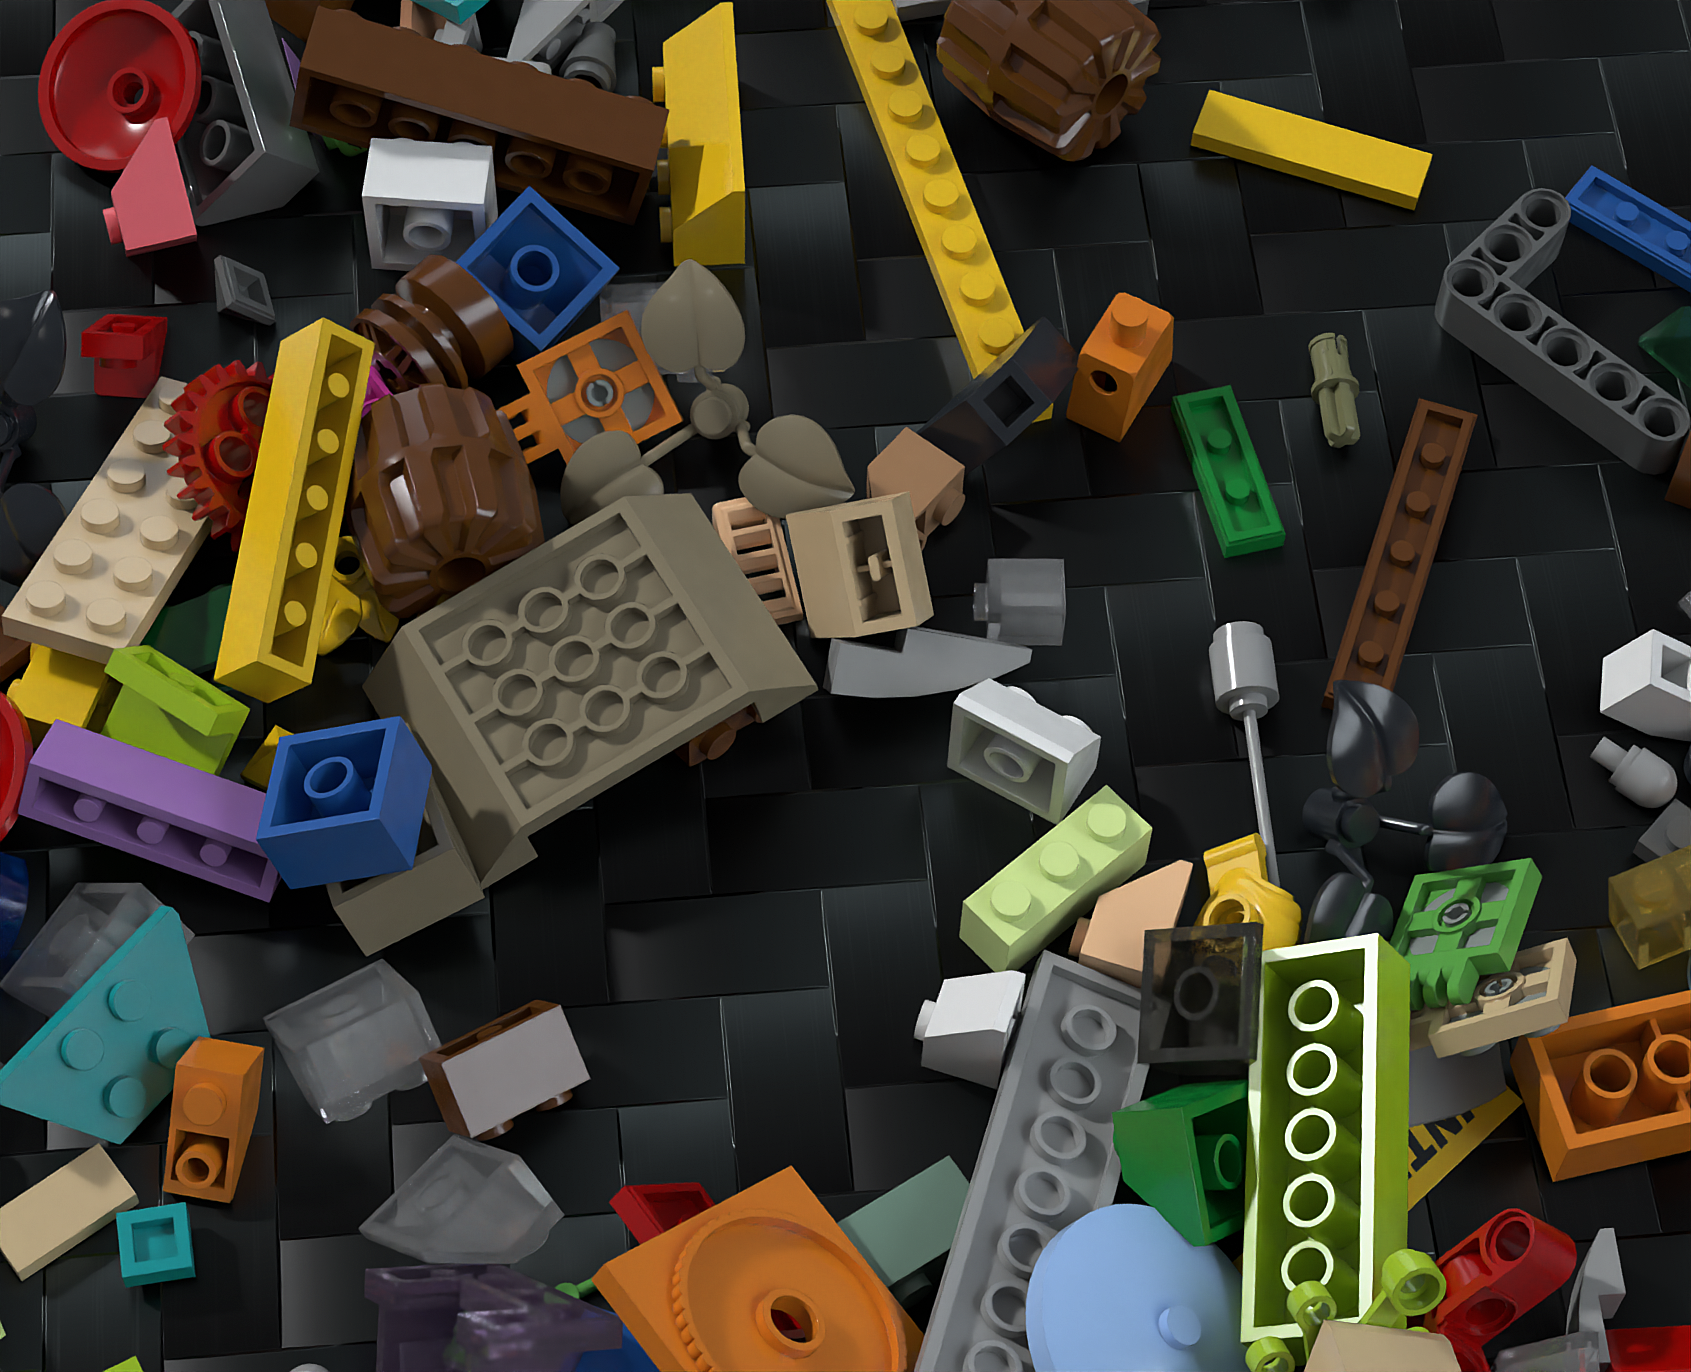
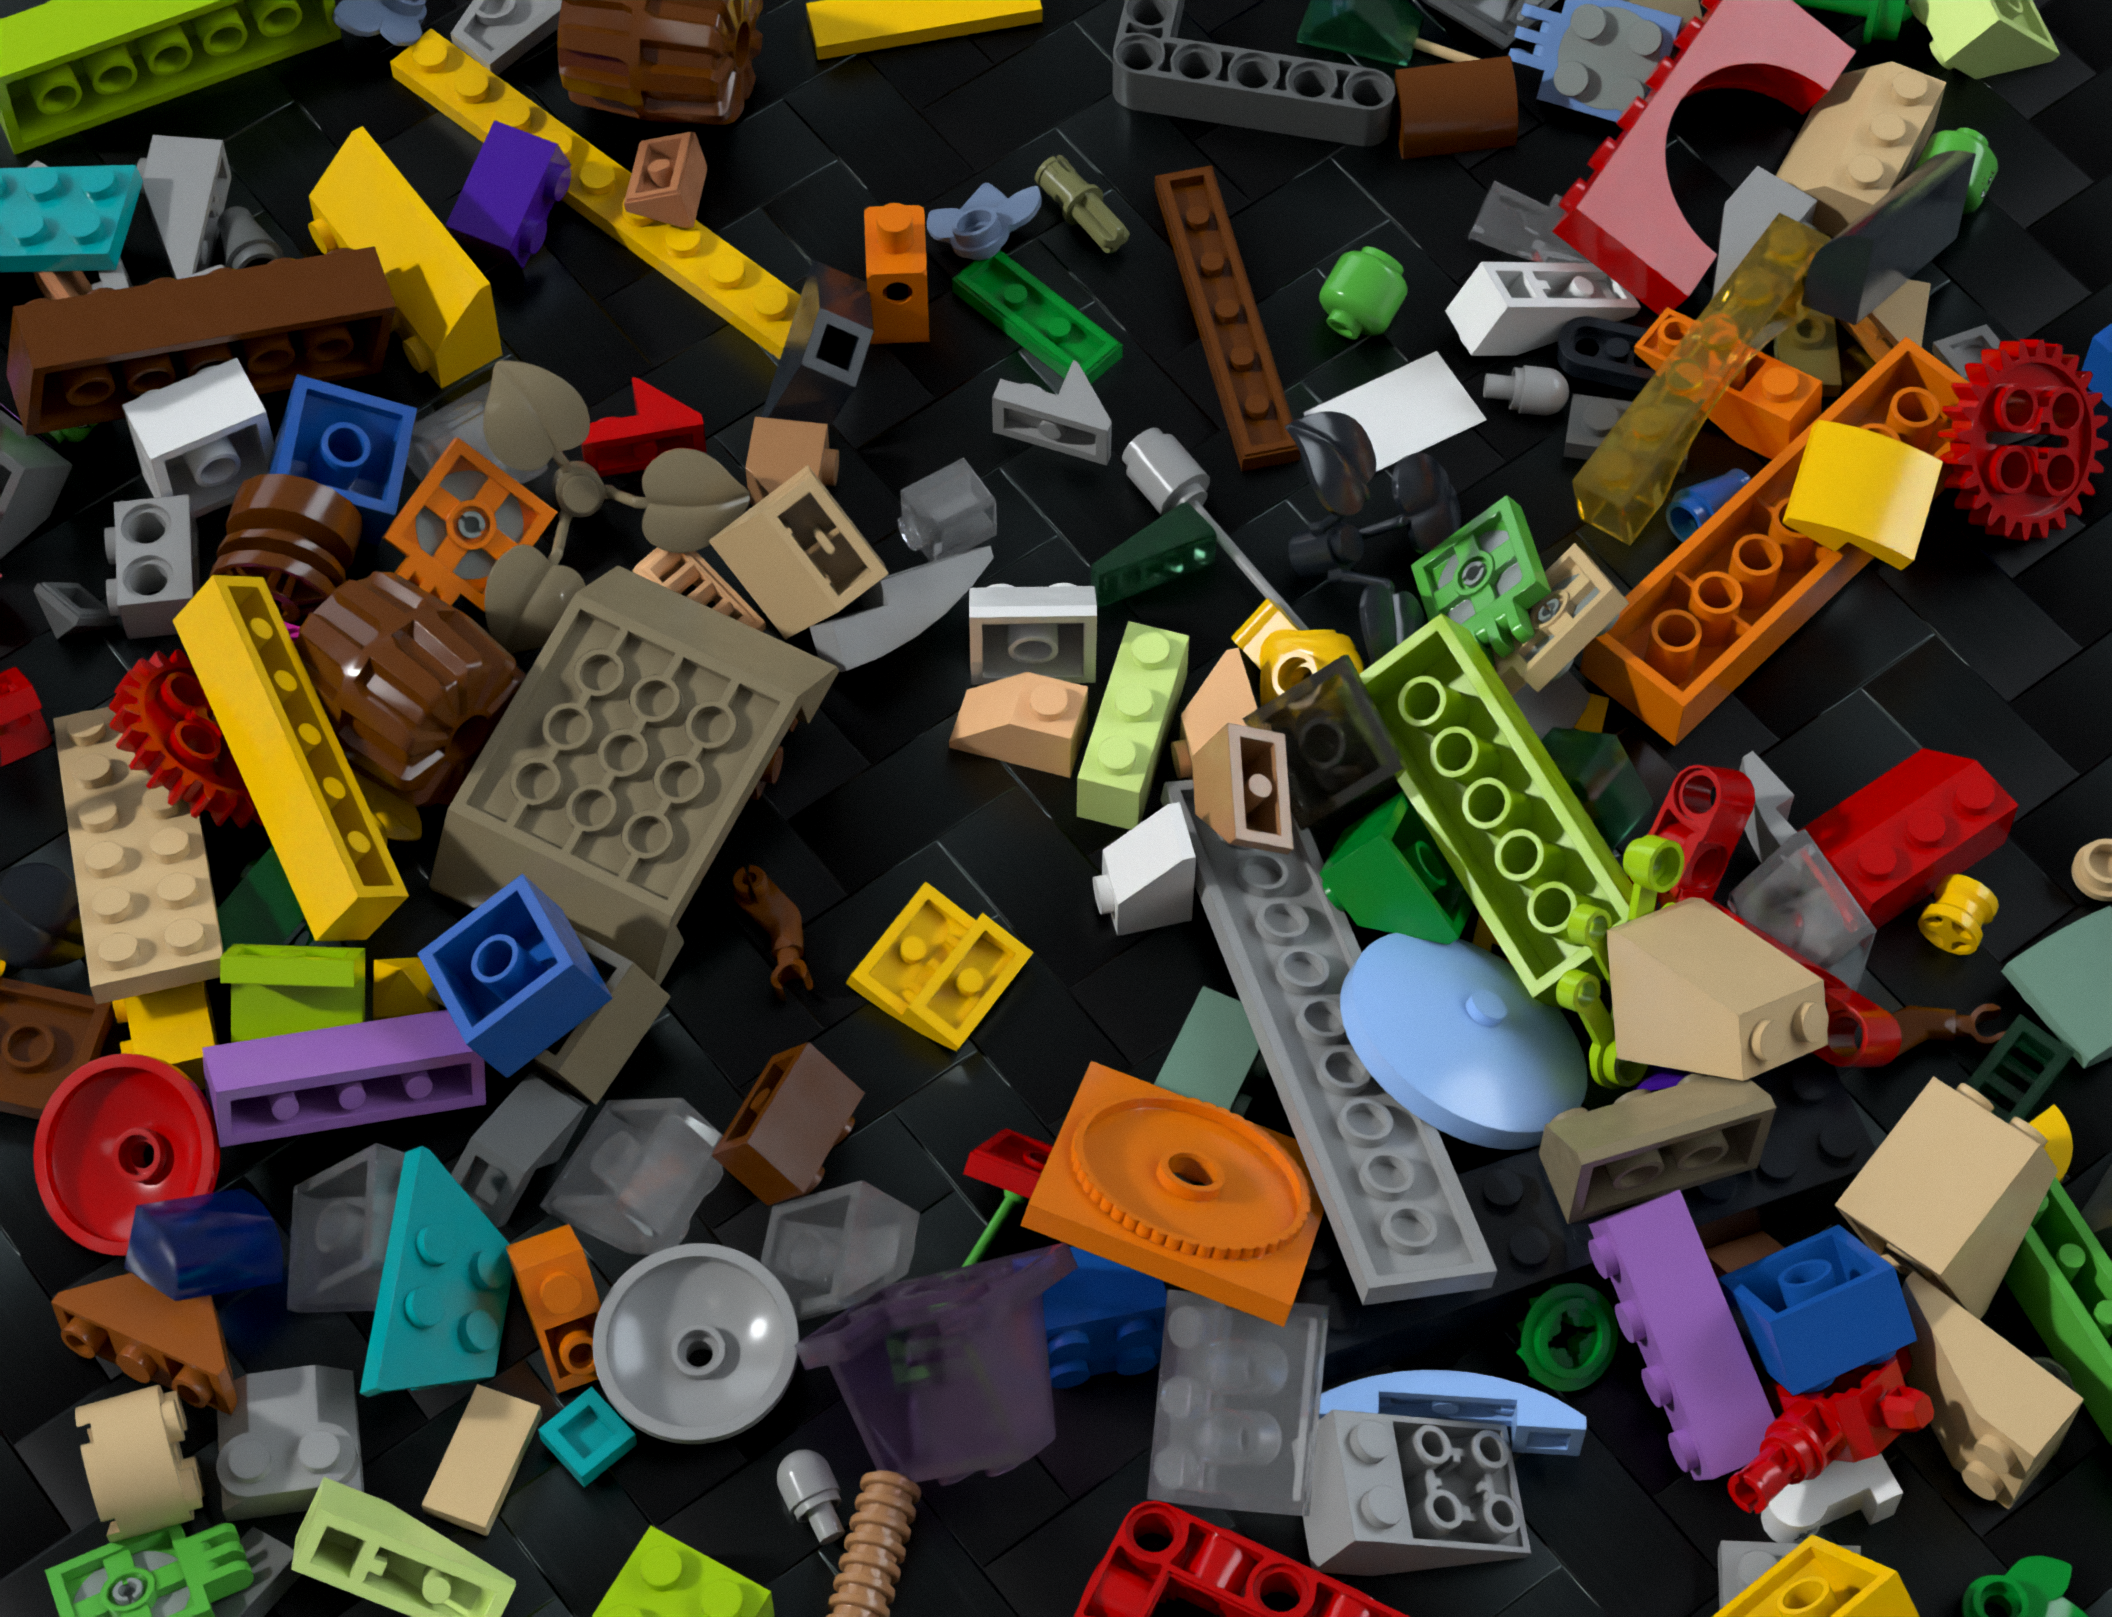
camera: 30 degrees left, 0 degrees up
(267, 1184) = (686, 1303): none -> light grey dish
(277, 947) = (514, 1142): none -> dark grey slope
(324, 289) = (162, 566): none -> light grey brick
(635, 885) = (780, 919): none -> reddish brown arm
(741, 1004) = (939, 968): none -> yellow slope
(821, 394) = (632, 442): none -> red slope
(833, 127) = (510, 195): none -> dark purple brick
(963, 826) = (1024, 722): none -> light nougat slope
(980, 183) = (667, 179): none -> nougat slope
(1097, 997) = (1245, 788): none -> medium nougat slope
(1181, 574) = (1064, 422): none -> light grey slope
(1181, 739) = (1156, 555): none -> clear green slope
(1228, 363) = (984, 220): none -> sand blue plate
(1448, 1172) = (1600, 779): none -> clear green slope
(1498, 731) = (1408, 408): none -> white sticker
(1537, 602) = (1363, 292): none -> bright green head

